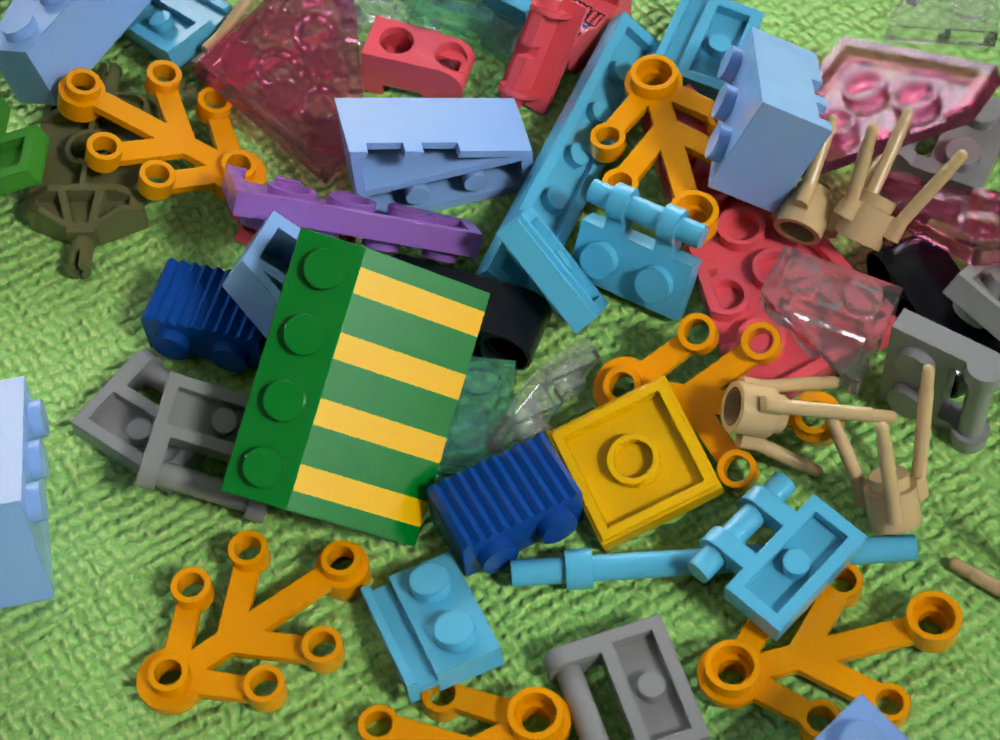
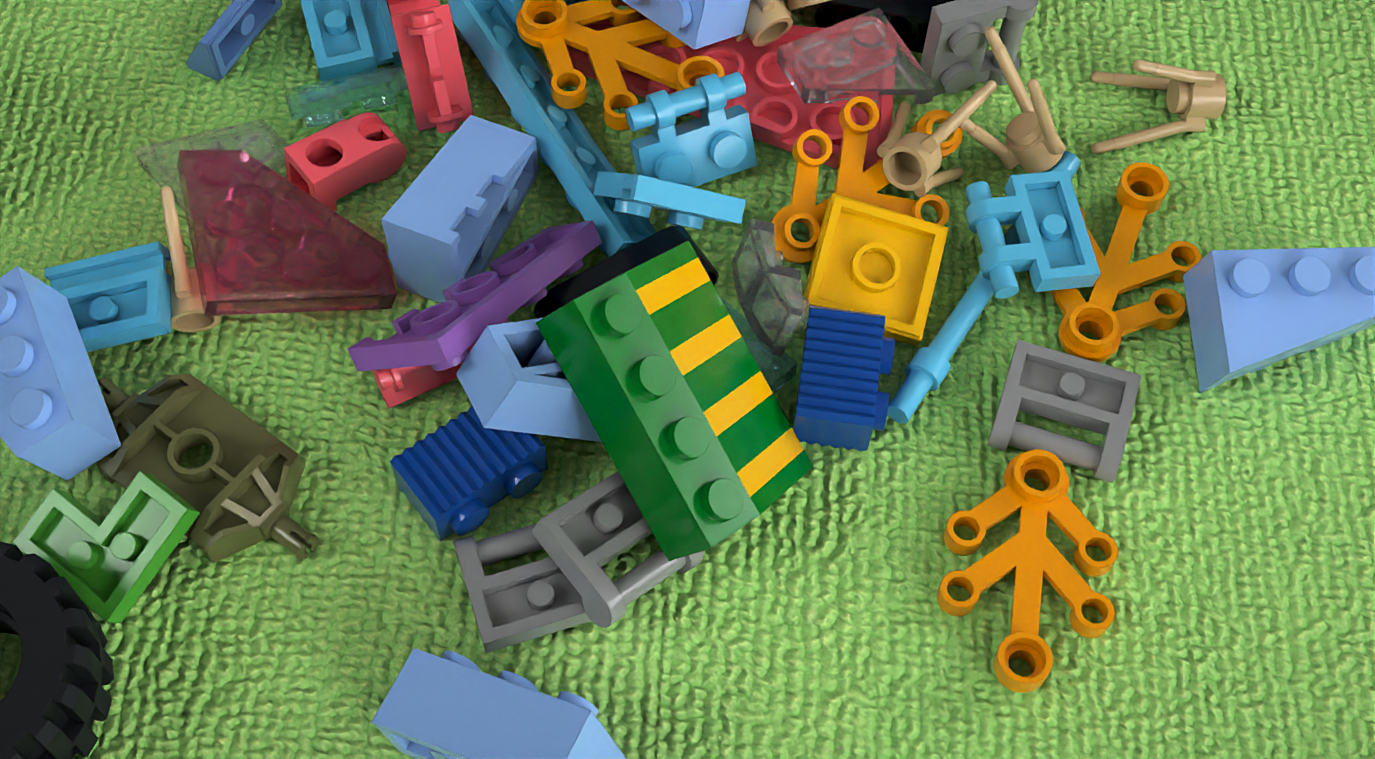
camera: 60 degrees left, 5 degrees up
(84, 99) = (318, 363): light orange plant -> none
(247, 631) = (799, 635): light orange plant -> none
(432, 626) = (903, 497): medium azure plate -> none

